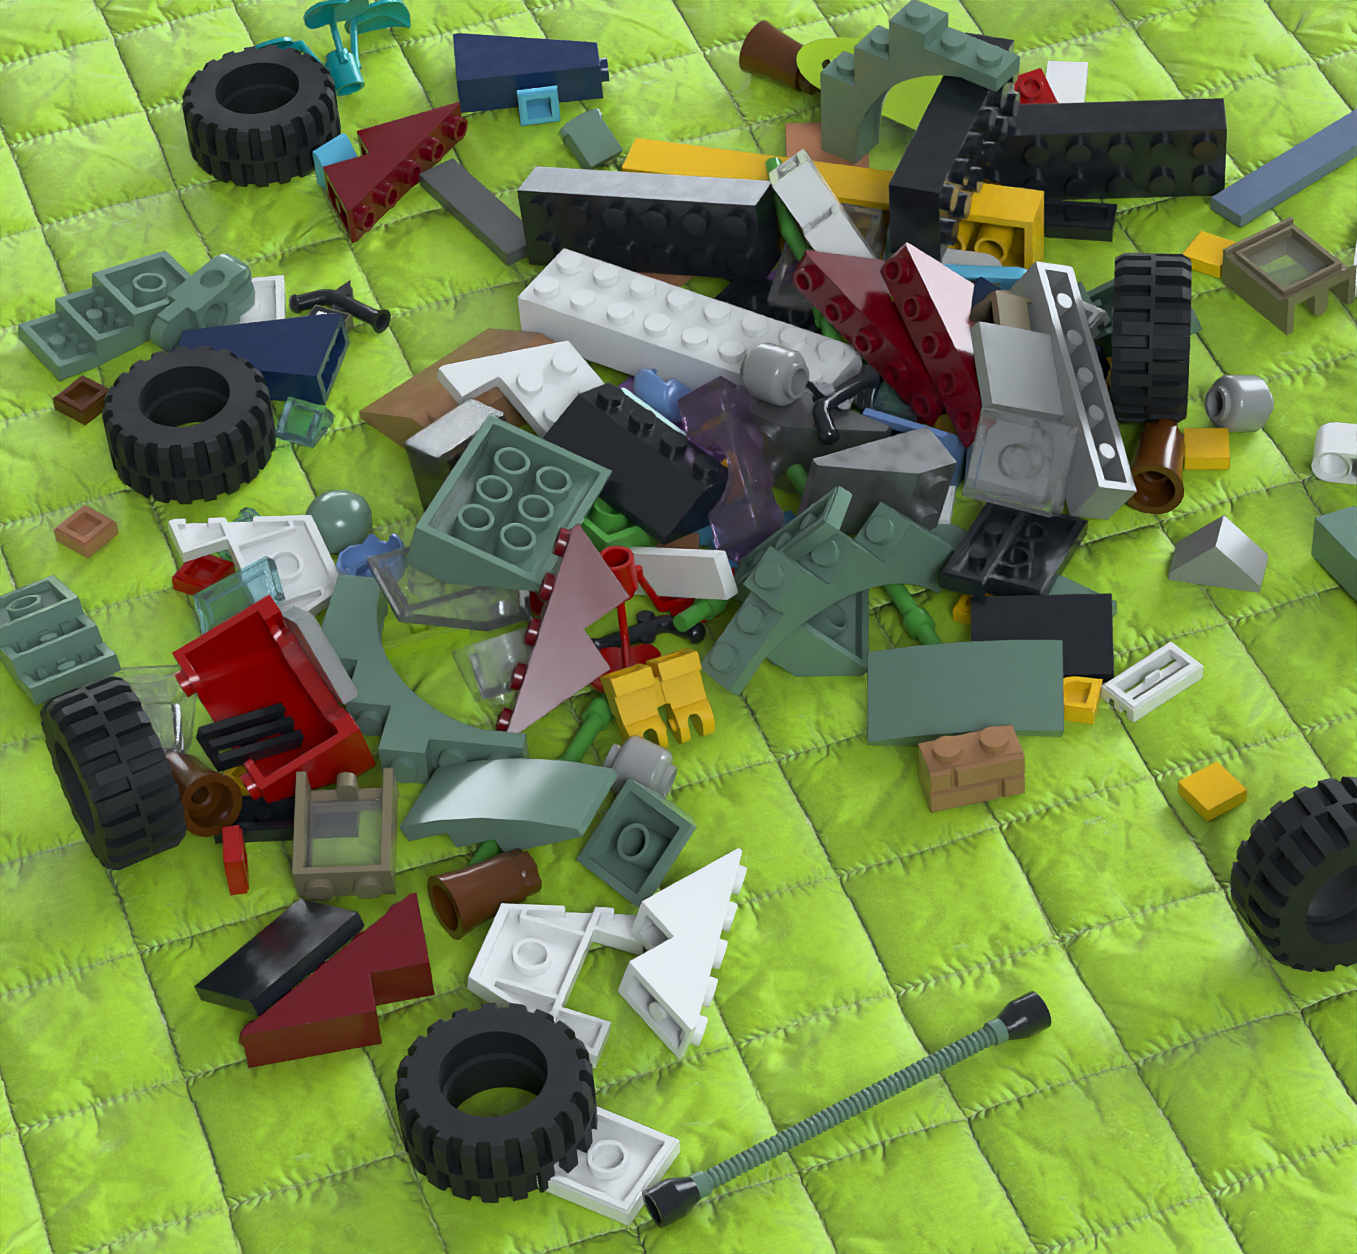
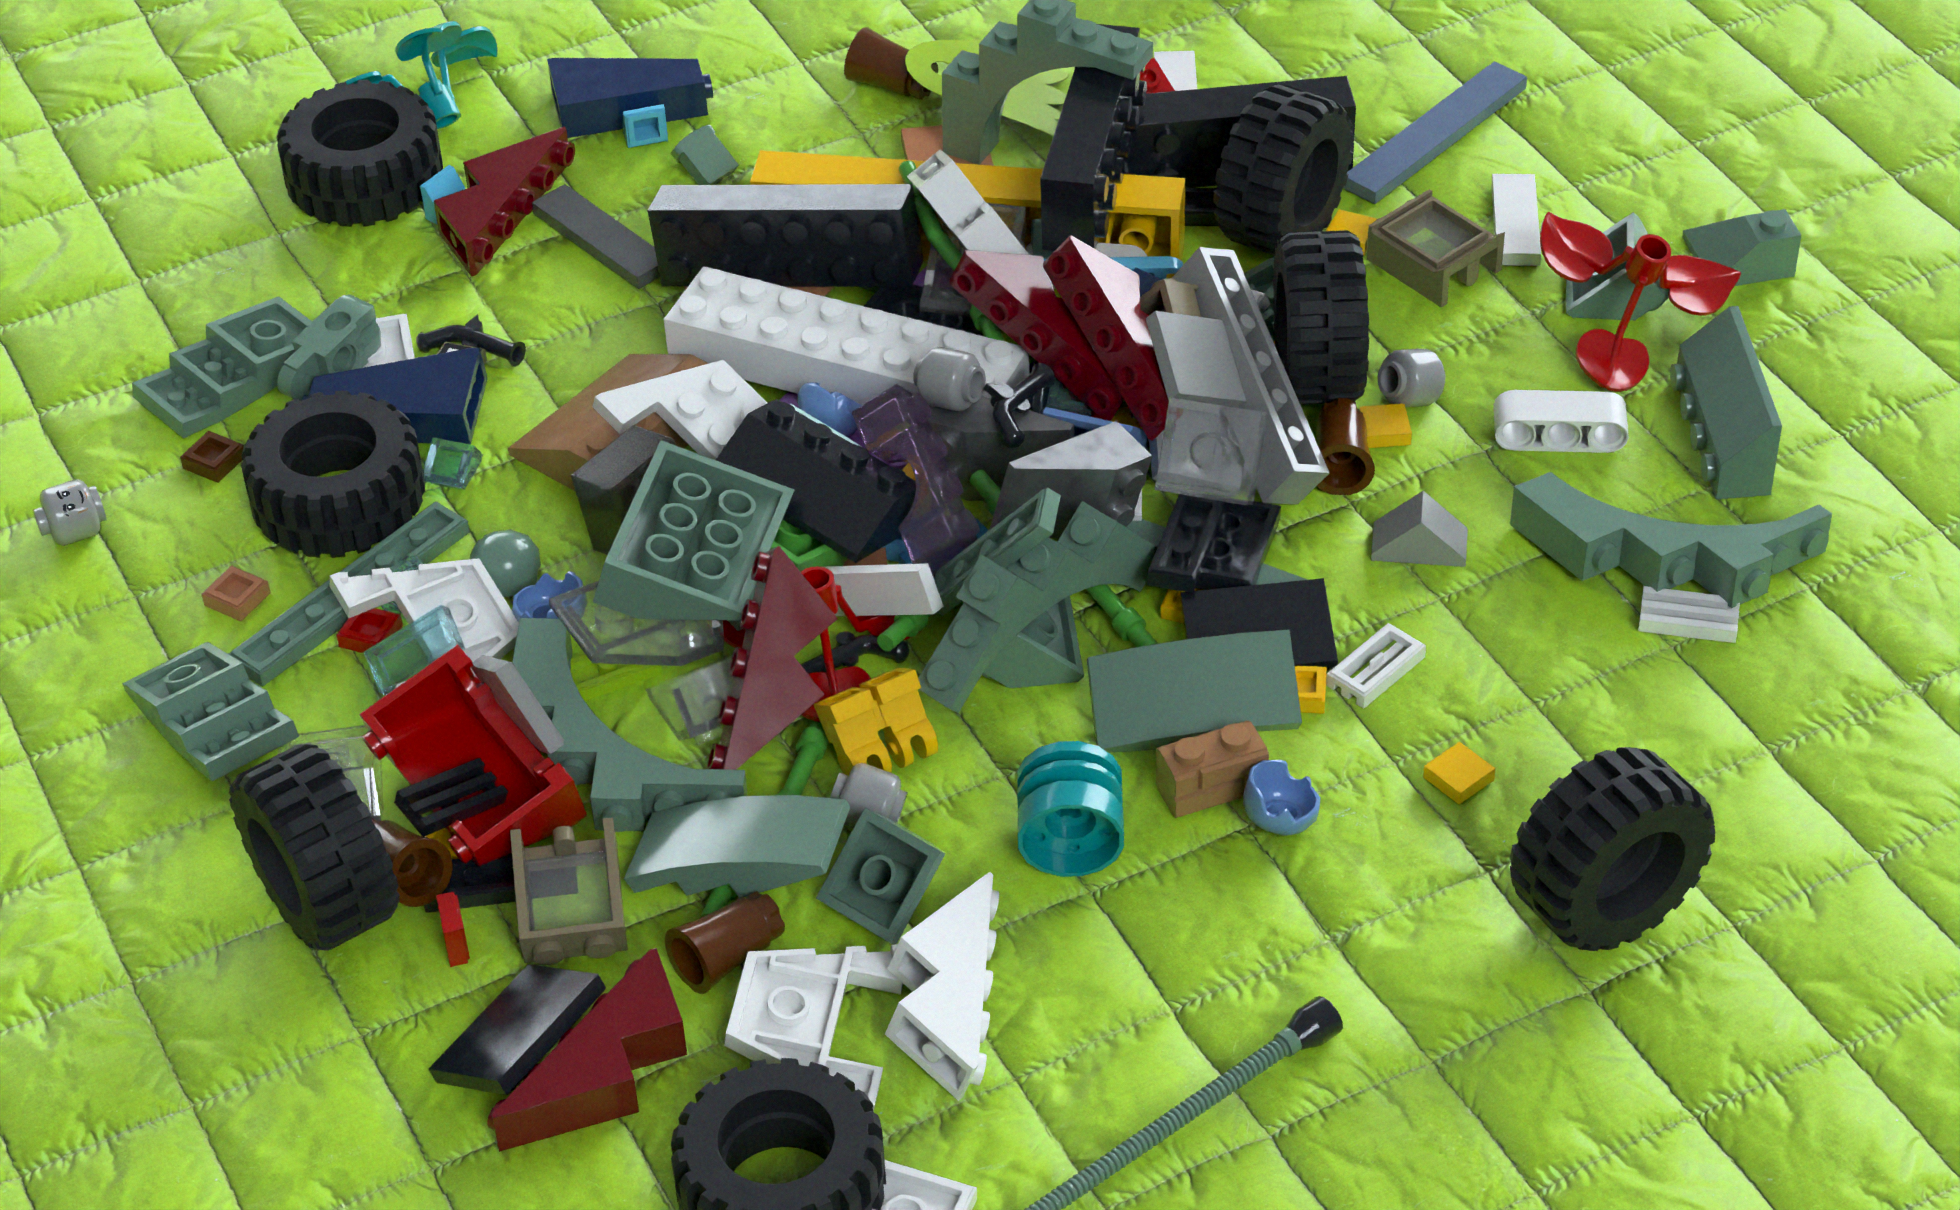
camera: 10 degrees left, 0 degrees up
(158, 557) = (320, 613): none -> sand green tile
(825, 795) = (1070, 809): none -> teal wheel
(1029, 802) = (1278, 800): none -> medium blue hair
(1142, 185) = (1282, 167): none -> black tyre

